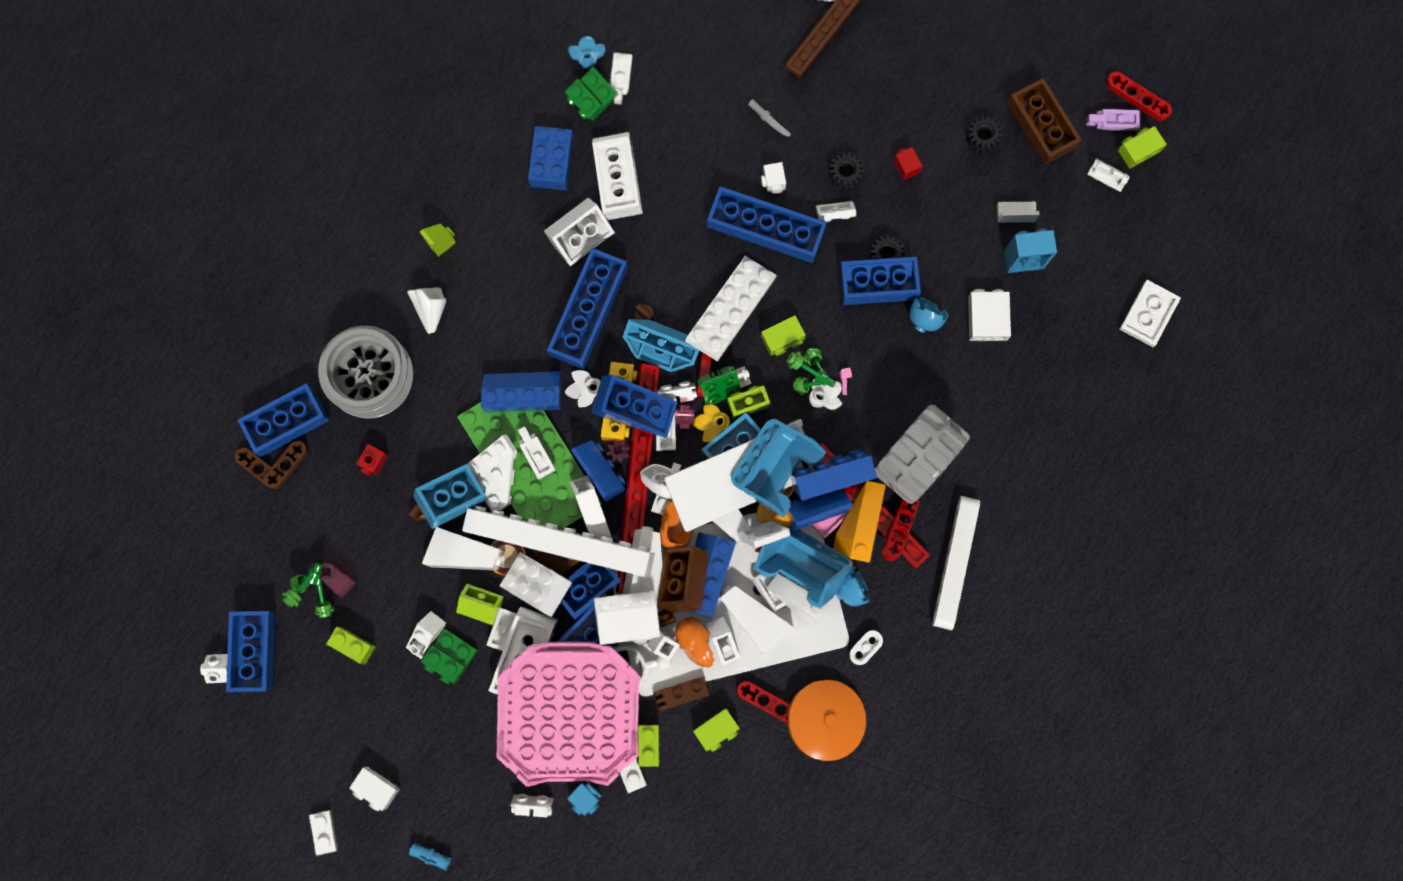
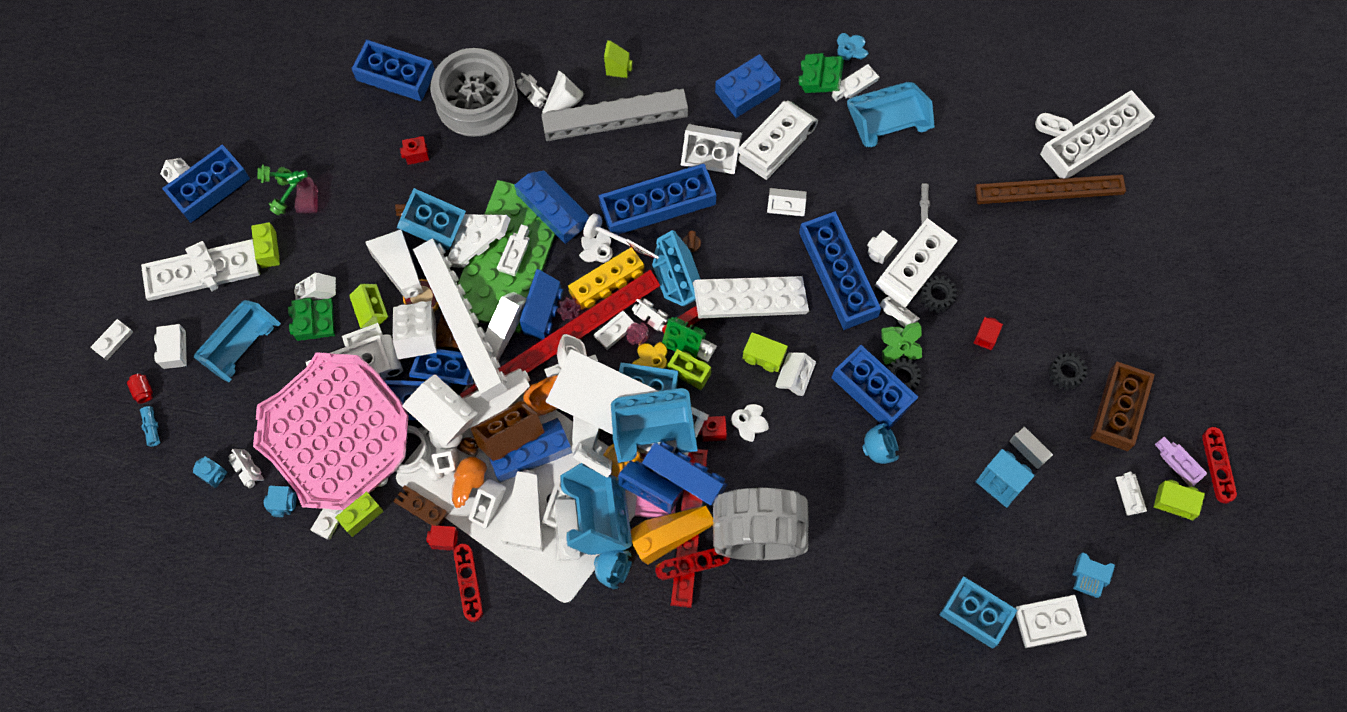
camera: 50 degrees right, 10 degrees down
(270, 471) = (350, 93): reddish brown beam -> none
(324, 709) = (203, 264): none -> white hinge
(324, 715) = (178, 276): none -> white plate
(389, 840) = (140, 388): none -> red brick
(409, 324) = (528, 85): none -> white hinge
(410, 733) = (234, 337): none -> dark azure windscreen
(482, 279) = (615, 114): none -> light grey brick
(512, 836) = (209, 471): none -> dark azure brick
(566, 375) = (593, 226): none -> white piece
(634, 406) = (611, 288): blue slope -> none
(668, 71) = (891, 111): none -> dark azure windscreen
(674, 213) = (786, 202): none -> white panel
(716, 730) = (412, 555): lime brick -> none
(721, 696) = (442, 537): none -> red brick
(807, 192) = (904, 288): none -> white hinge
(811, 422) = (713, 429): none -> red brick
(812, 357) = (768, 388): plant -> none
(817, 327) = (796, 373): none -> white panel
(826, 720) = (489, 634): orange dish -> none
(844, 374) = (777, 424): bright pink hand -> none
(862, 230) = (901, 342): none -> bright green plant
(865, 647) = (574, 617): white plate -> none
(956, 563) = (703, 633): white beam -> none
(989, 315) = (926, 494): white brick -> none
(1104, 357) = (978, 612): none -> dark azure brick
(1142, 256) = (1091, 575): none -> dark azure piece

